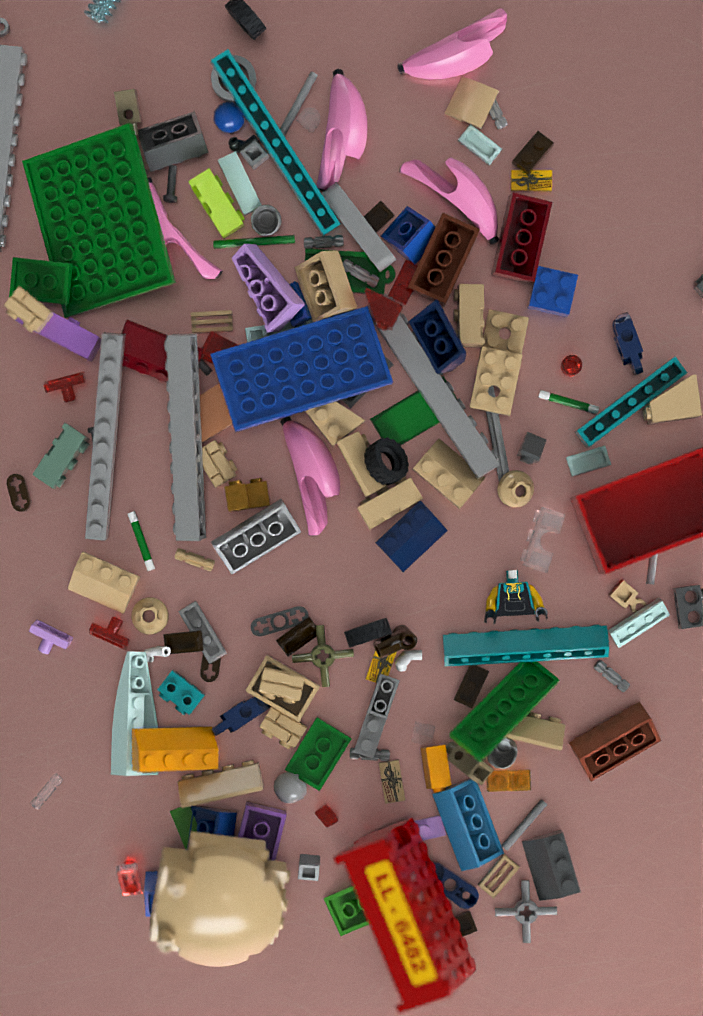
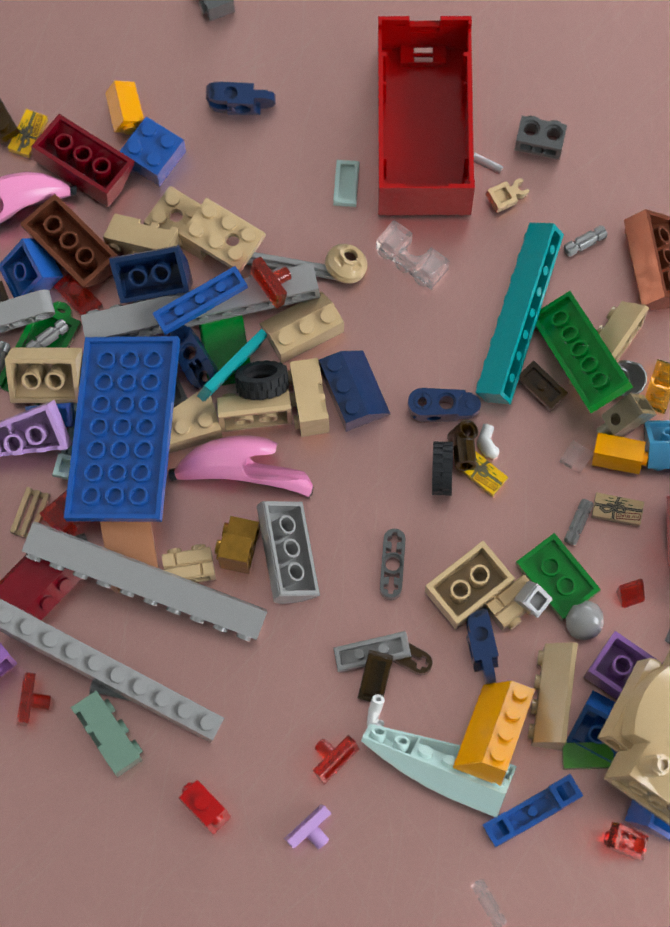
camera: 65 degrees left, 15 degrees down
(14, 494) = (128, 808): dark brown beam -> none
(35, 550) = (204, 806): none -> red torso
(103, 582) = (271, 742): tan slope -> none
(127, 799) = (533, 810): none -> blue slope
(141, 541) = (241, 683): green bar -> none
(160, 611) = (334, 719): tan piece -> none
(180, 692) = (431, 702): teal brick -> none
(194, 559) = (286, 631): tan axle -> none
(281, 684) = (465, 576): tan brick -> none
(288, 742) = (533, 598): none -> light grey slope
(297, 636) = (417, 548): dark brown tile -> none
(328, 650) = (452, 520): olive bar -> none
(376, 401) = (200, 363): none -> dark blue piece
(376, 716) = (537, 497): light grey slope -> none
(383, 310) = (95, 320): clear red slope -> none
(389, 433) = (232, 365): none -> teal tile
(431, 386) = (200, 300): none -> blue plate
(431, 628) = (464, 404): none -> dark blue piece
(468, 437) = (271, 281): none -> clear red tile
(514, 599) = (465, 305): torso -> none
(531, 448) = (310, 230): dark grey slope -> none
(568, 365) = (238, 168): clear red wheel -> none
(568, 402) = (275, 180): green bar -> none
(582, 252) = (124, 106): none -> light orange brick
(631, 402) = (302, 116): teal brick -> none
(639, 622) = (538, 191): light aqua tile -> none
(675, 404) = (322, 71): tan slope -> none

